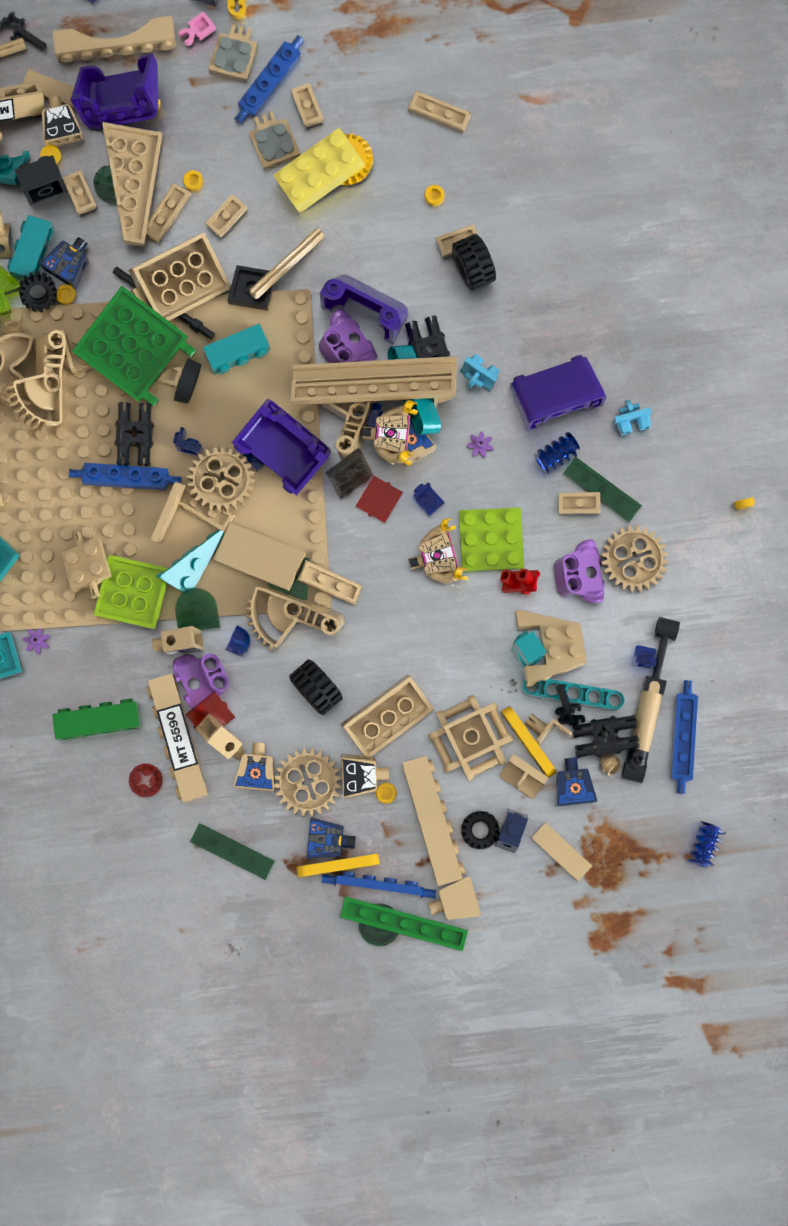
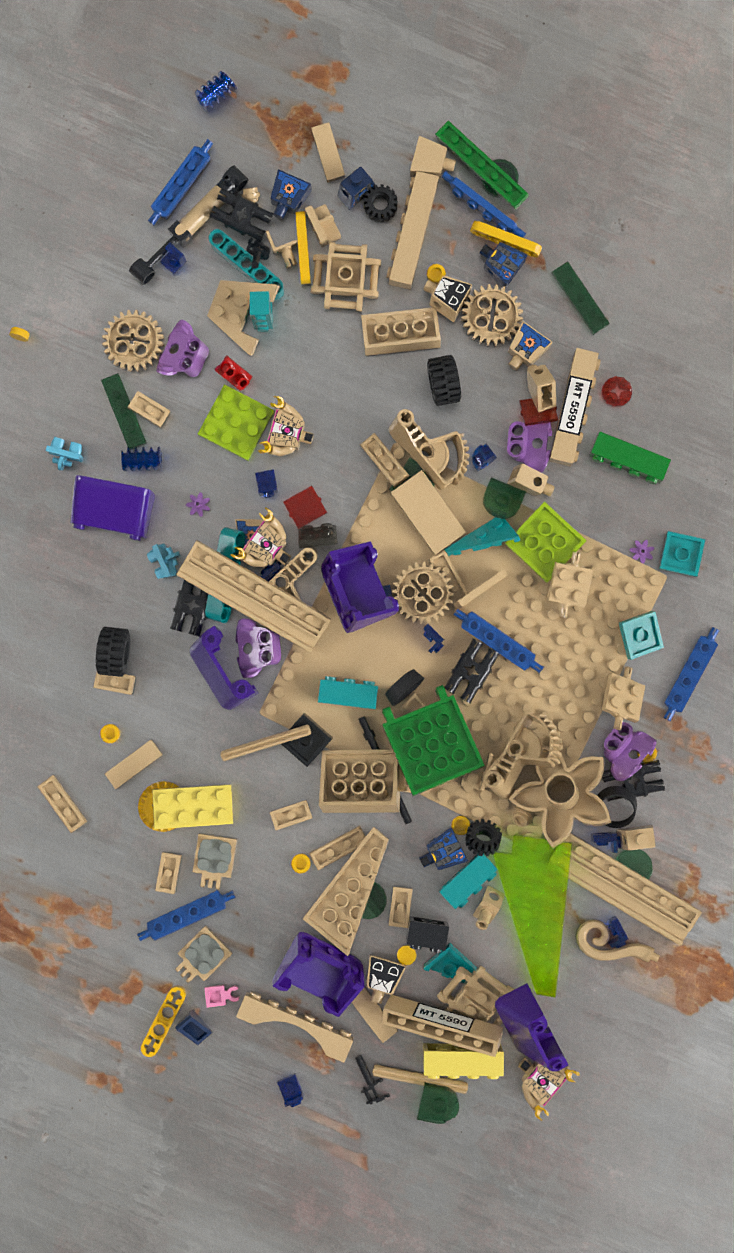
camera: 140 degrees left, 5 degrees up
(396, 181) = (133, 764): none -> tan tile

